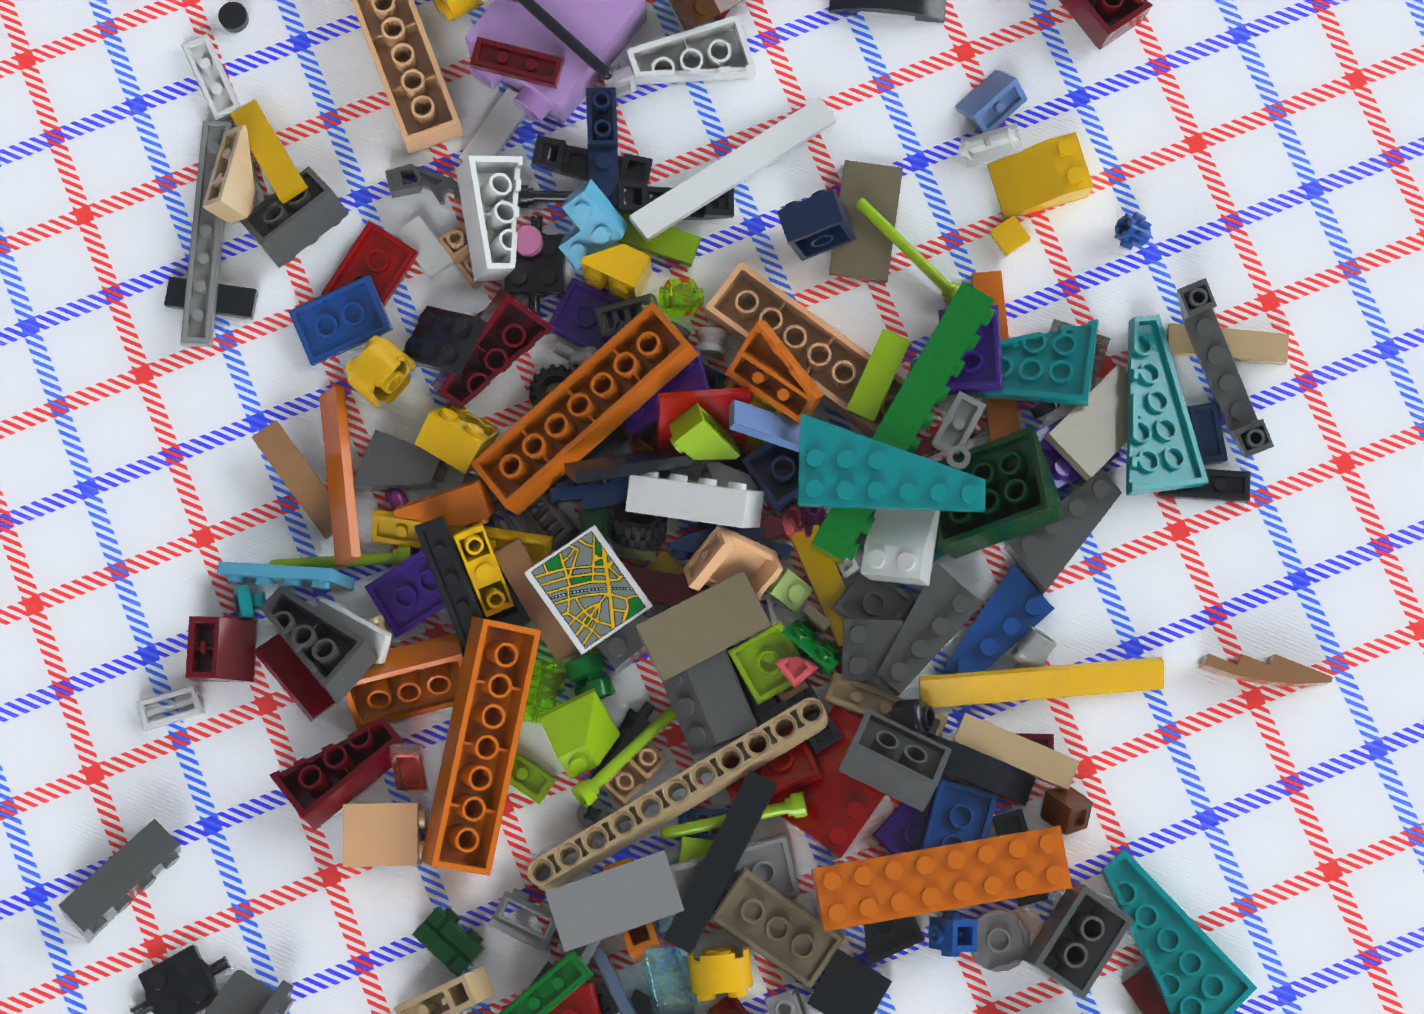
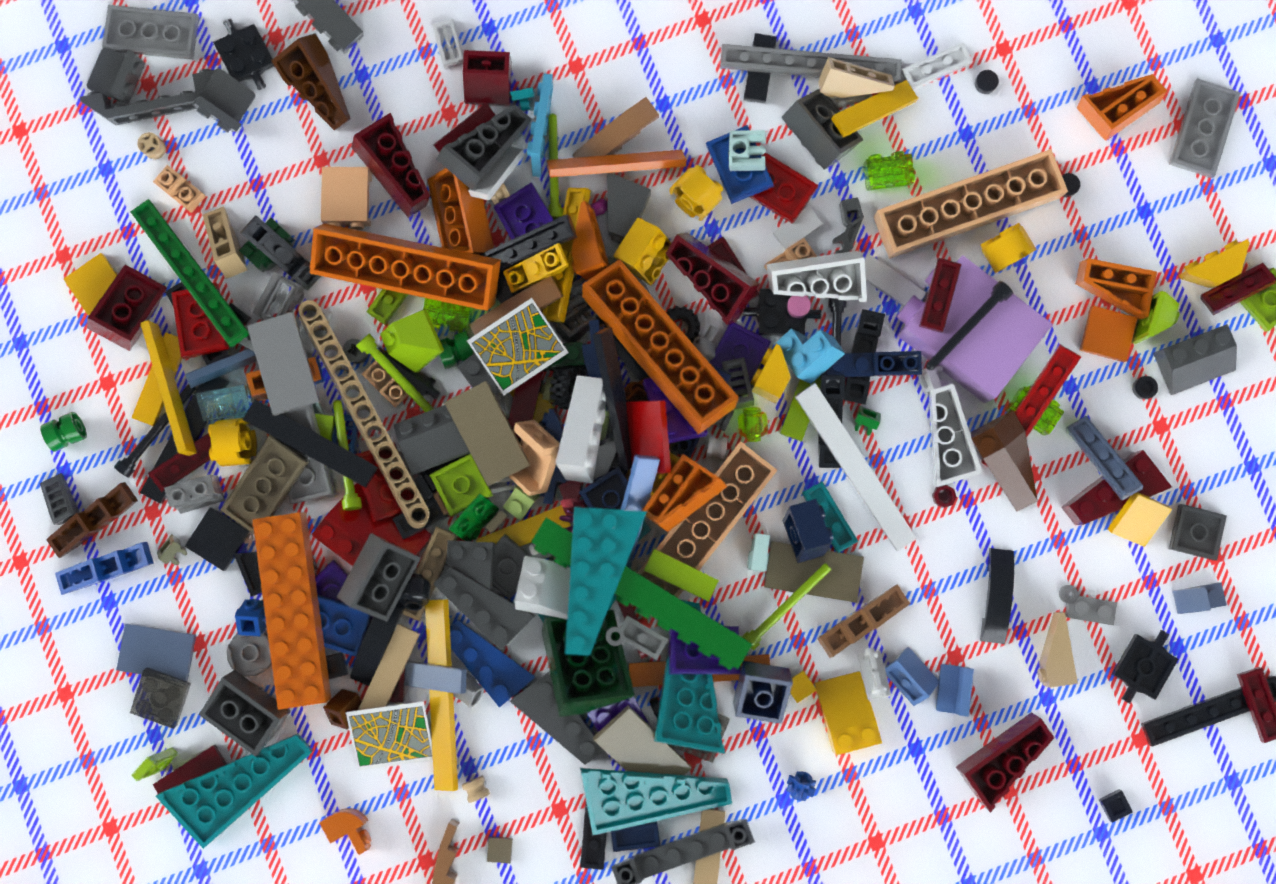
camera: 90 degrees right, 5 degrees up
(213, 889) = (310, 72): none -> reddish brown wedge
(340, 312) = (742, 161): none -> light aqua brick
(351, 134) = (888, 171): none -> clear neon green brick
(408, 766) = (393, 214): clear red tile -> none
(444, 339) = (719, 240): black plate -> none
(463, 914) = (279, 252): none -> black slope
(670, 156) = (867, 418): none -> green tile
(702, 436) = (632, 435): lime slope -> none
(767, 64) = (944, 496): none -> dark red tile
(767, 214) = (842, 534): none -> teal tile
(796, 669) = (453, 504): coral tile -> none
(845, 285) = (759, 553): none -> light aqua brick
(925, 160) = (863, 621): none -> medium nougat slope
(1005, 50) = (954, 689): none -> medium blue panel
(1020, 276) = (762, 692): none -> dark blue brick
(1020, 687) = (435, 677): none -> sand blue tile
(1098, 746) = (390, 735): none -> sticker
(1159, 634) = (476, 789): none -> tan wheel
(1211, 798) = (347, 822): none -> orange brick
(1234, 603) = (499, 849): none -> dark tan tile

